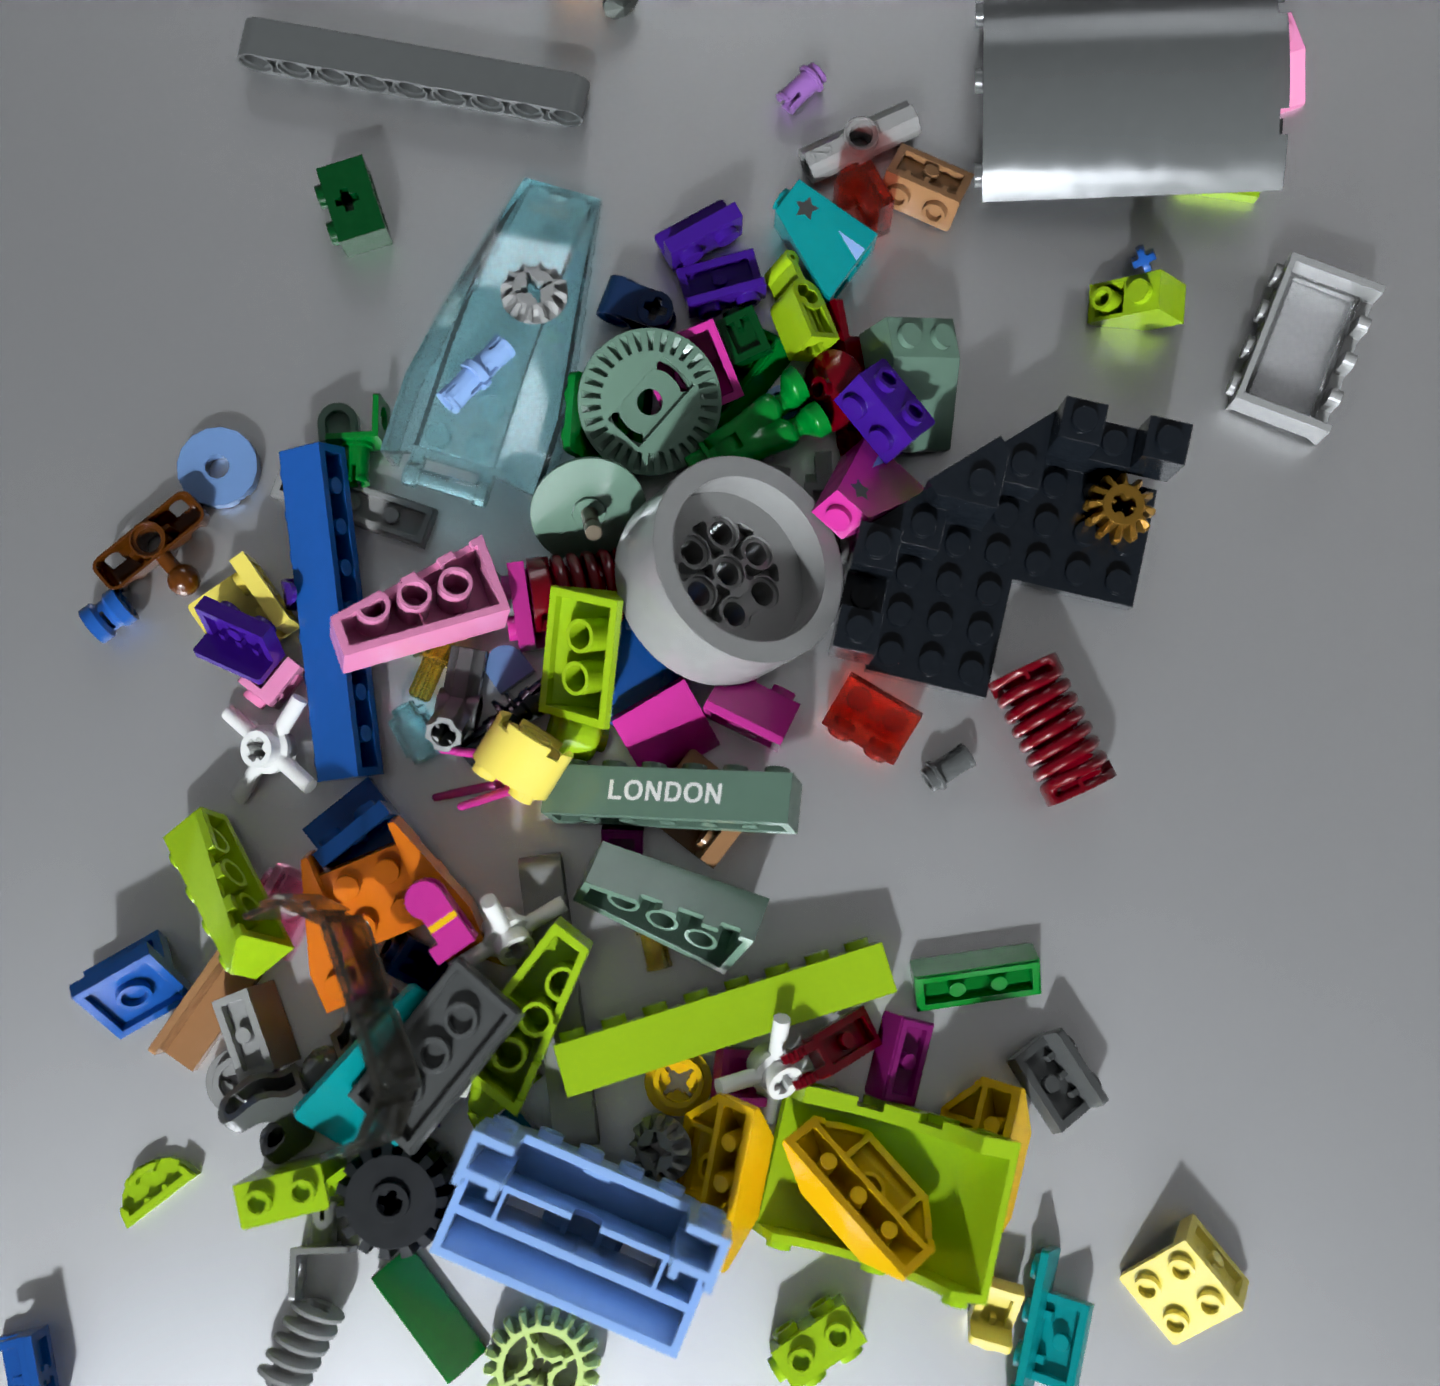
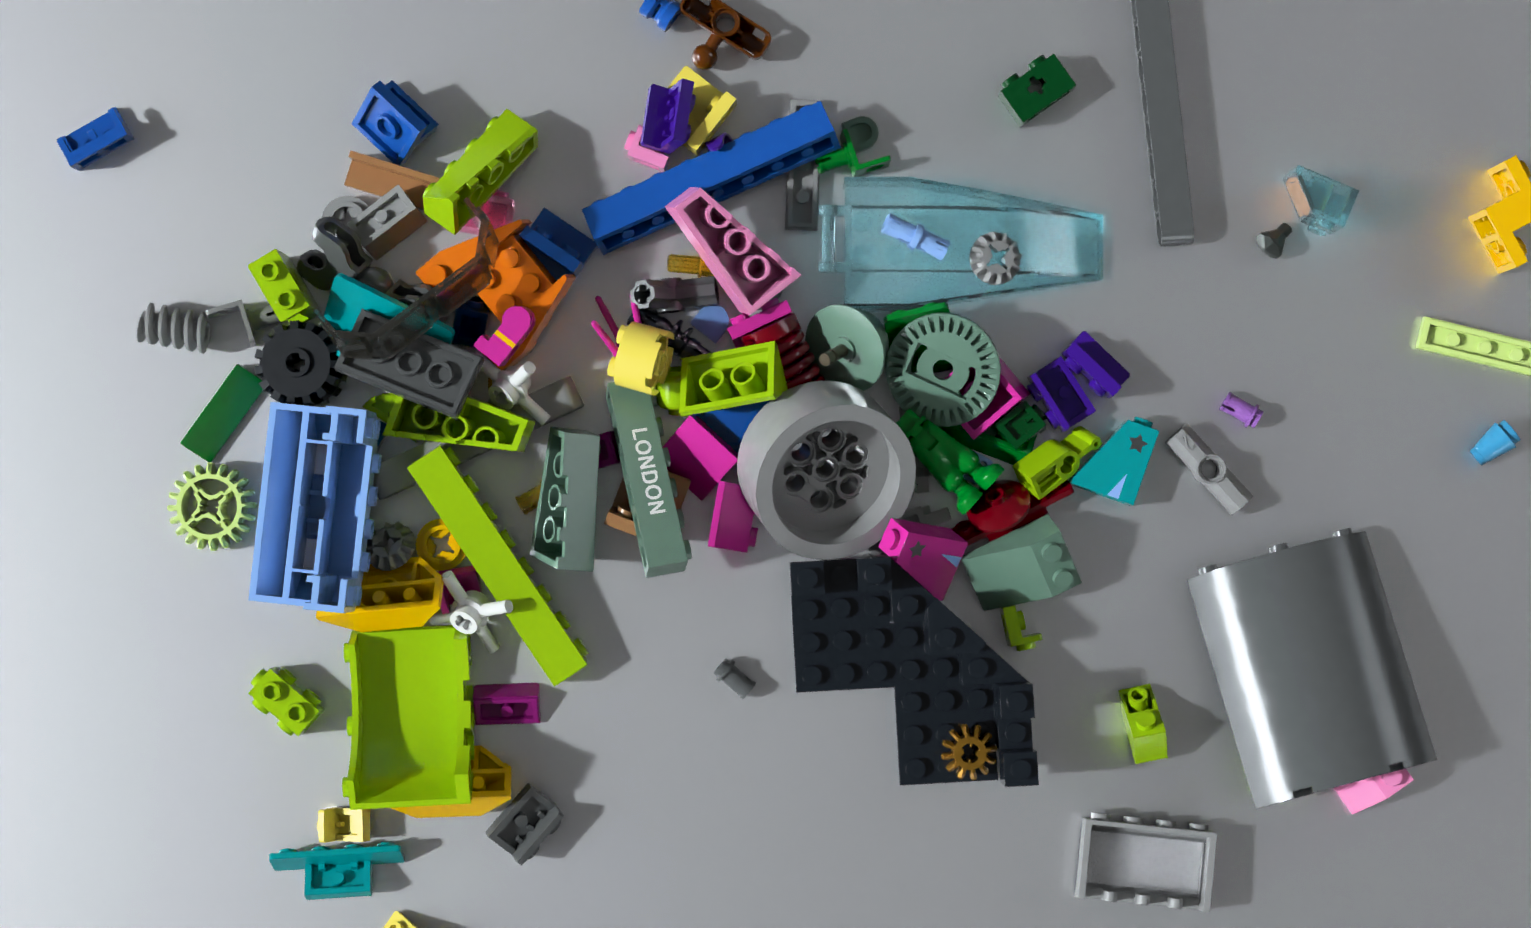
camera: 75 degrees right, 5 degrees up
(153, 1185) = (254, 182): lime tile -> none
(202, 451) = (800, 33): medium blue tile -> none
(269, 749) = (596, 164): white bar -> none
(410, 729) = (641, 266): clear light blue brick -> none
(630, 305) = (1021, 329): dark blue piece -> none
(834, 1047) = (501, 652): dark red hinge -> none
(862, 1195) = (401, 701): yellow wedge -> none
(865, 188) = (1159, 491): clear red bracket -> none
(871, 719) = (753, 609): clear red bracket -> none
(884, 410) = (987, 551): dark purple bracket -> none
(926, 186) = (1189, 530): medium nougat bracket -> none
(975, 976) = (584, 743): green slope -> none
(978, 418) = (1013, 623): none -> lime bracket
(1053, 729) = (789, 753): dark red piece -> none
(1143, 258) = (1178, 718): blue piece -> none

